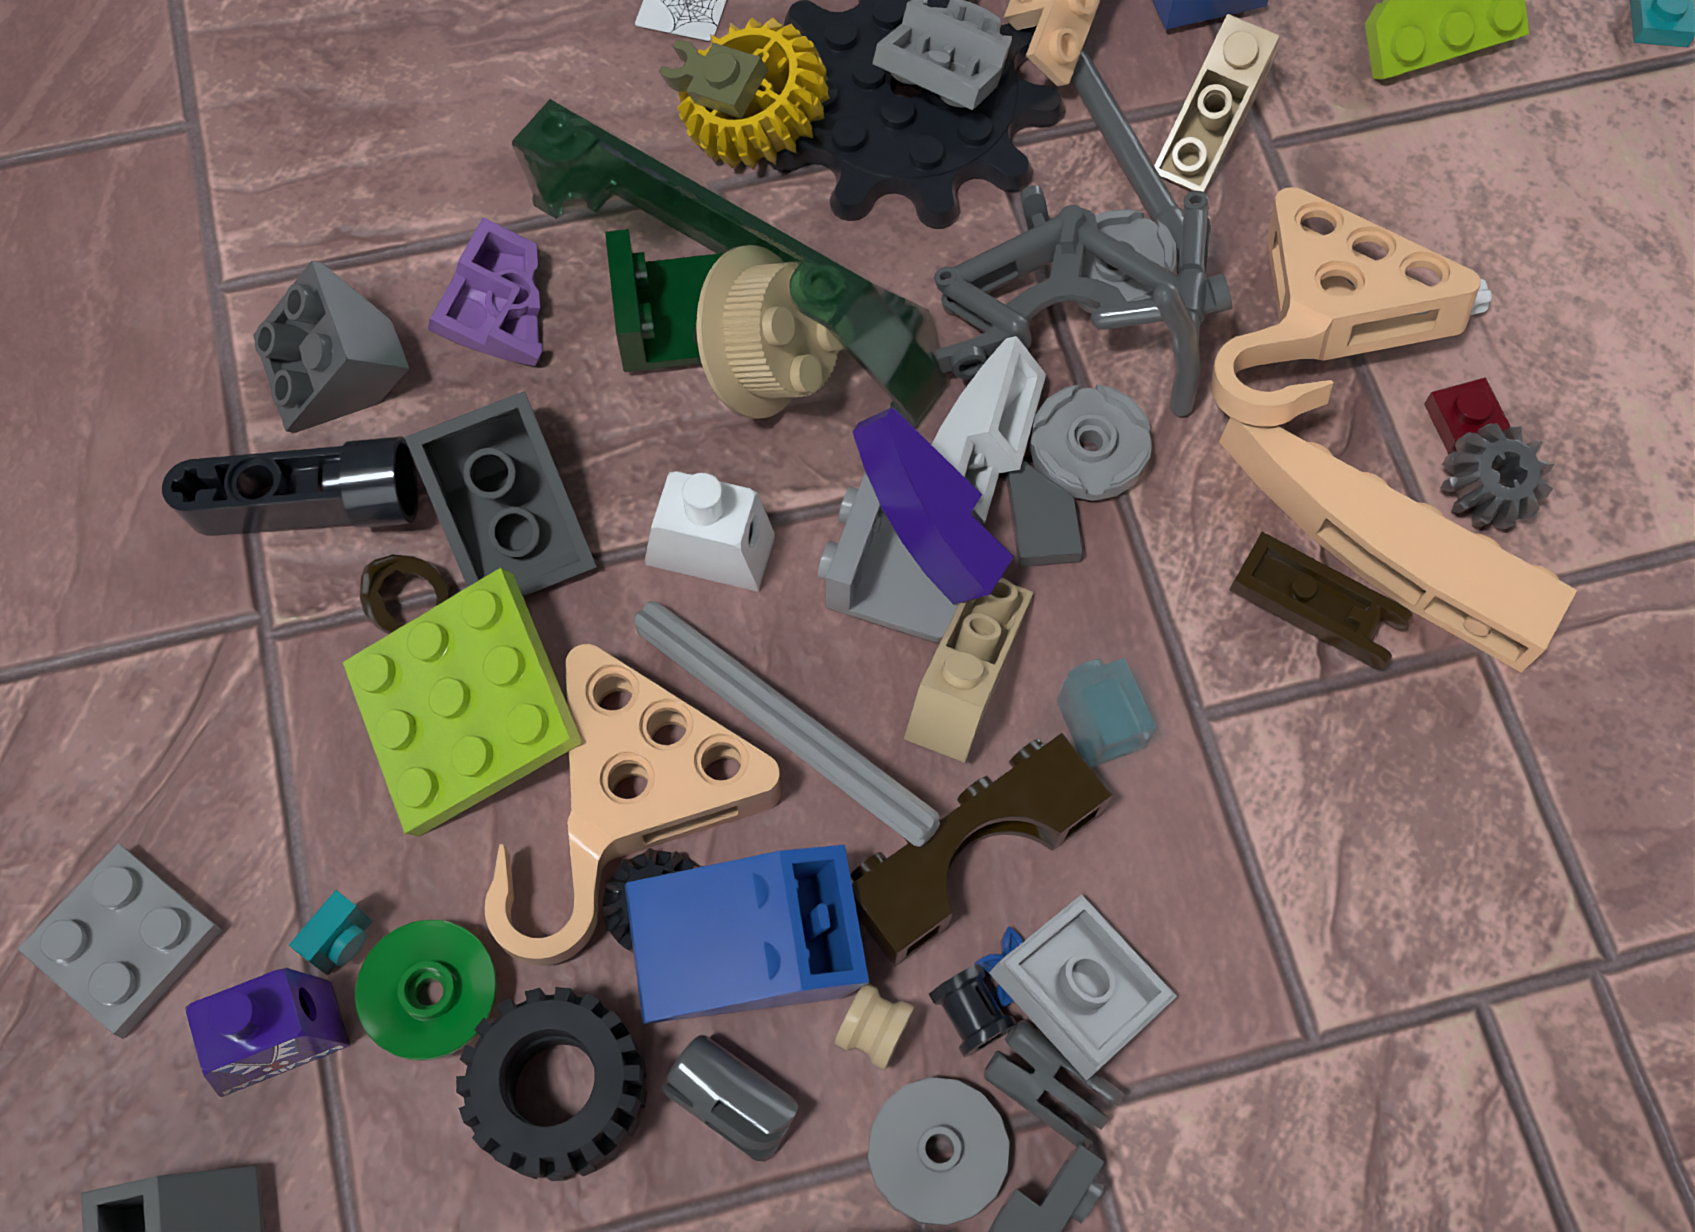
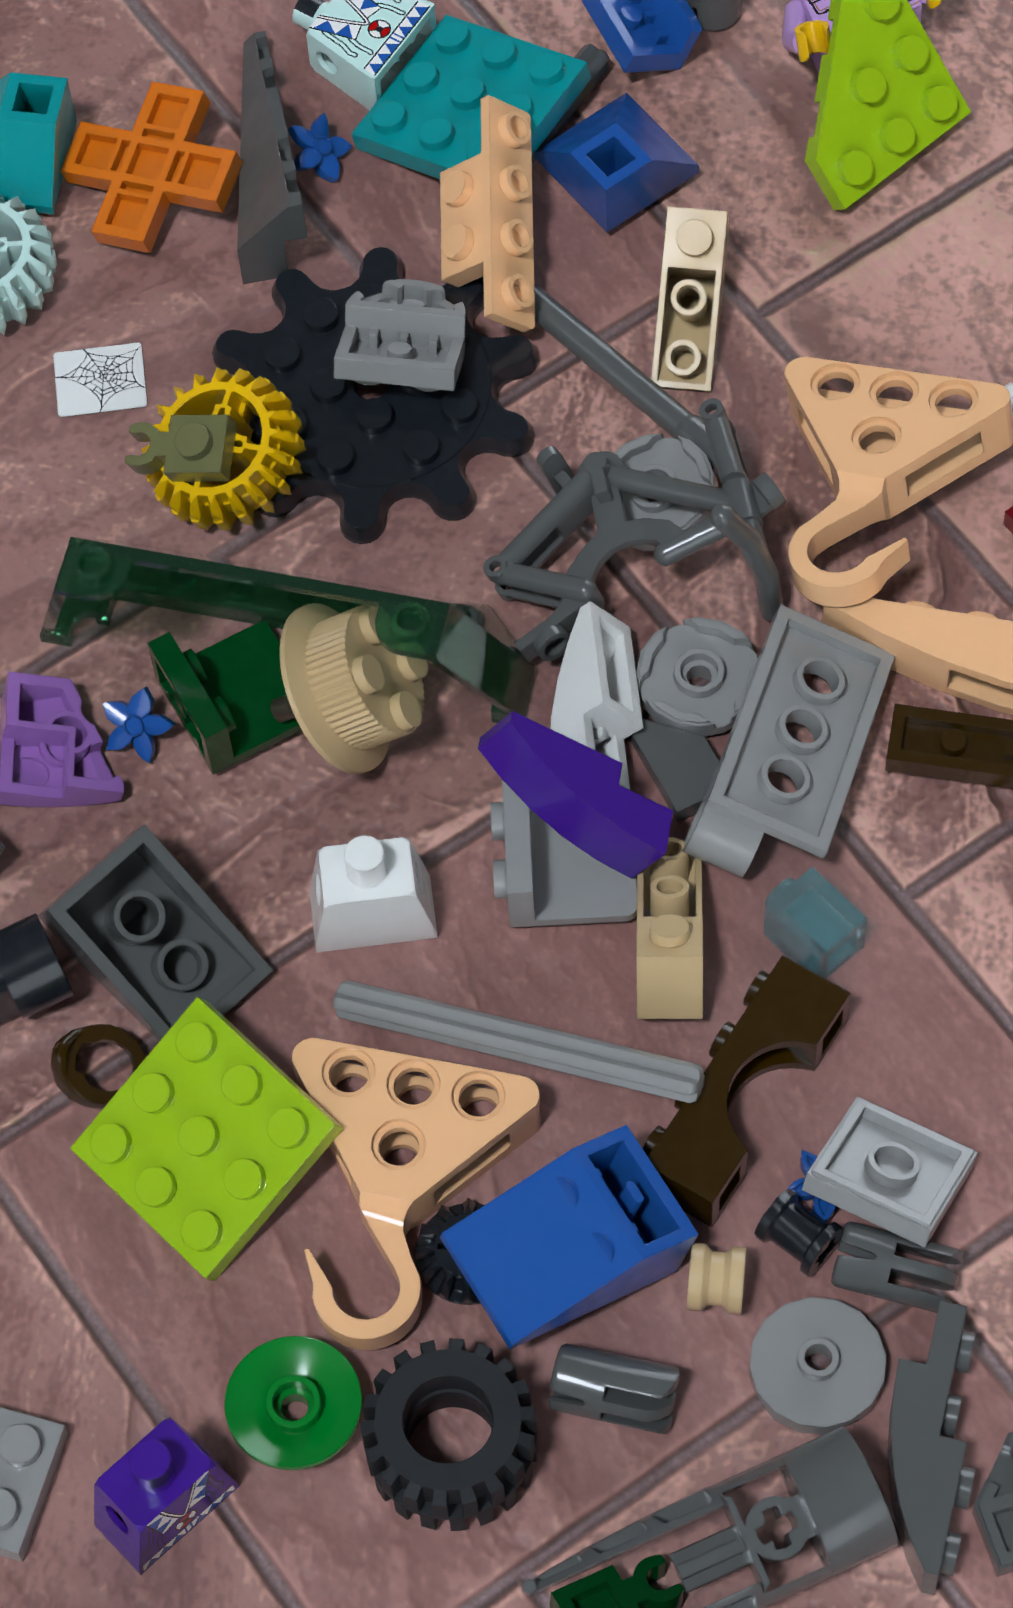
camera: 15 degrees left, 5 degrees down
(332, 934) = (184, 1386): teal plate -> none
(576, 303) = (136, 724): none -> blue plant
(1083, 569) = (740, 797): none -> light grey hinge

